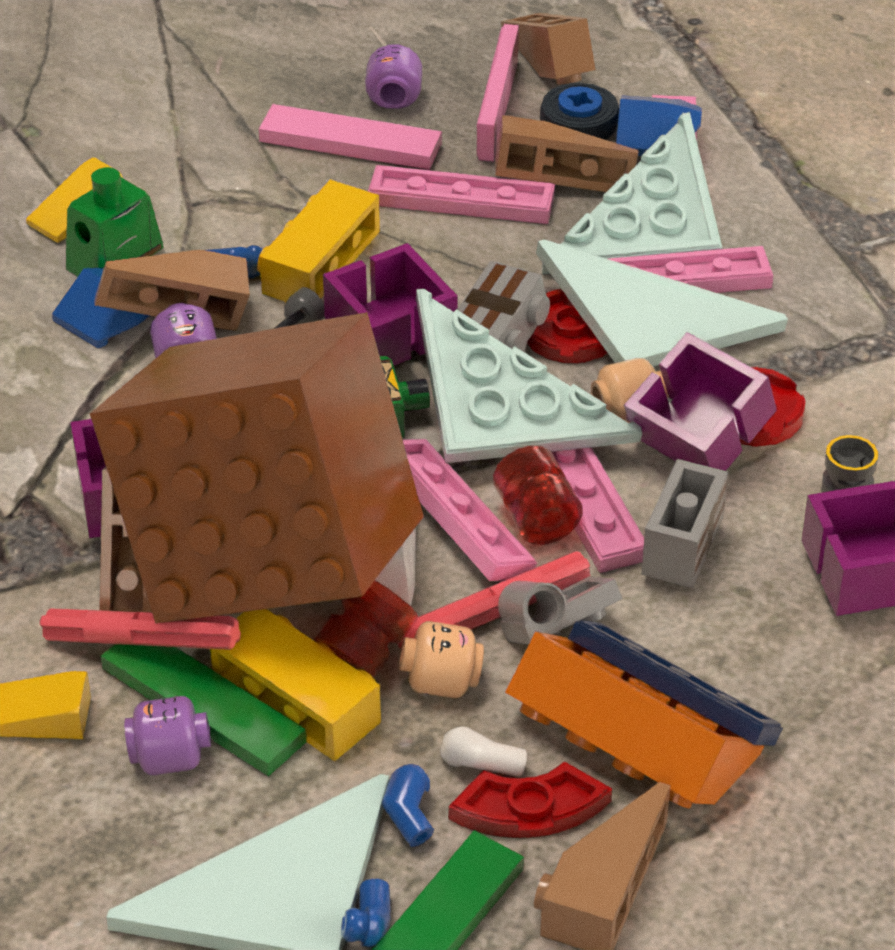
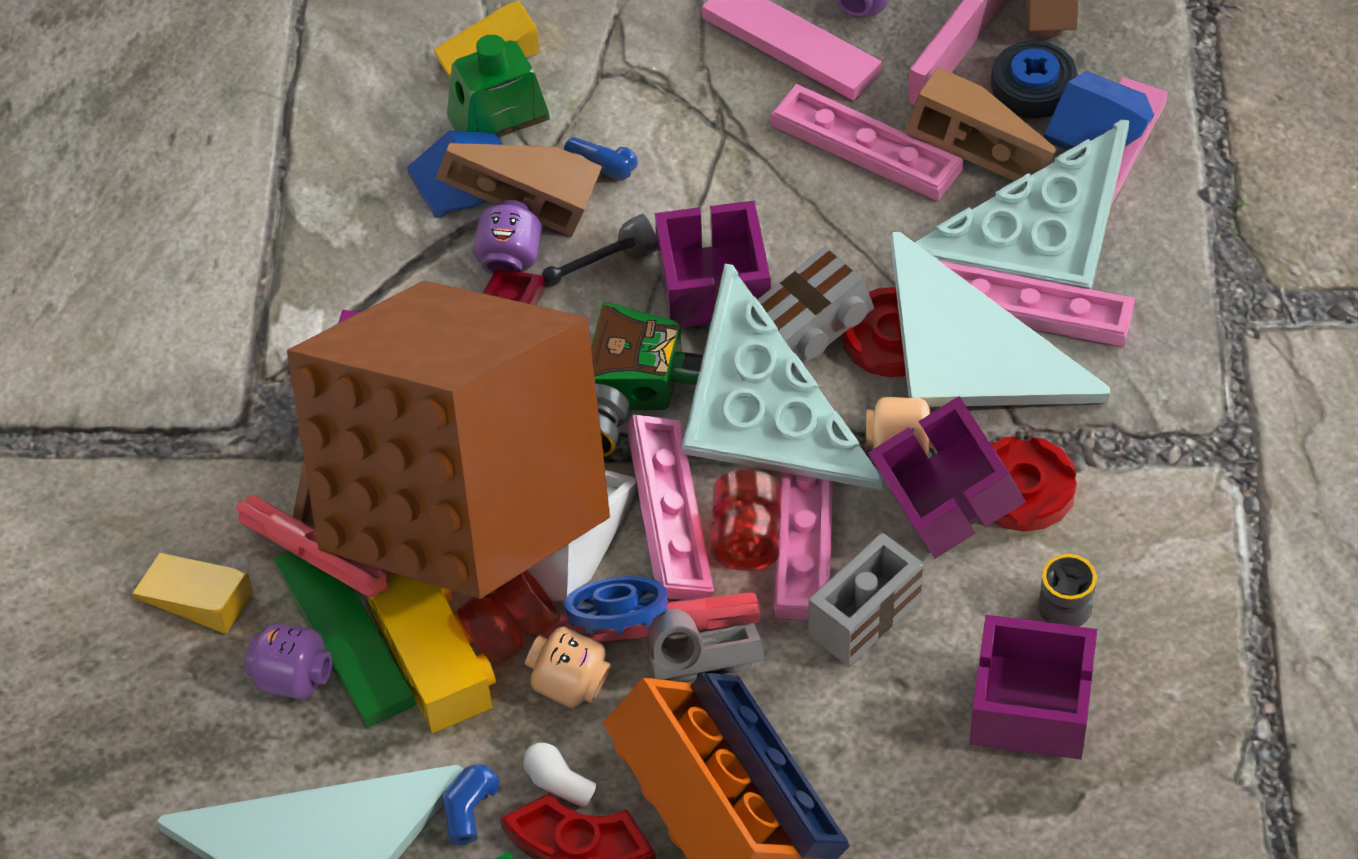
camera: 25 degrees right, 10 degrees up
(320, 239) = (692, 162): yellow brick -> none
(461, 591) = (616, 603): none -> blue wheel

